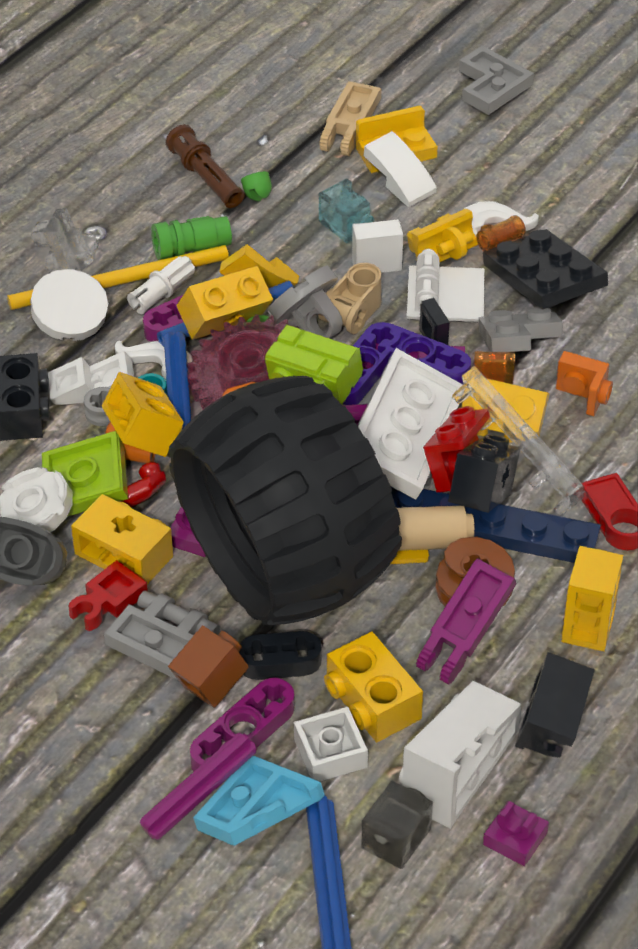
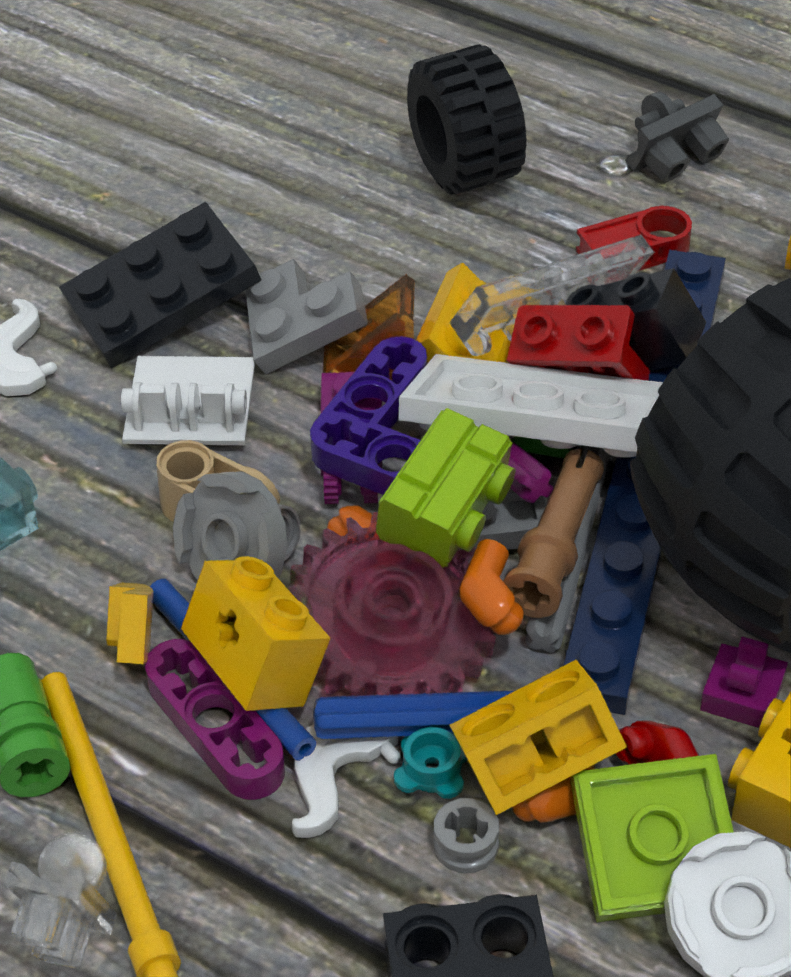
camera: 90 degrees left, 0 degrees up
(69, 304) = (206, 901): white tile -> none
(73, 380) = (397, 848): white slope -> none
(161, 284) = (148, 764): white axle -> none
(378, 244) = (93, 463): white piece -> none
(433, 321) = (280, 400): black tile -> none
(447, 237) = (92, 375): yellow hips -> none
(506, 230) = (67, 342): clear orange pin -> none
(584, 378) = (400, 246): orange bracket -> none

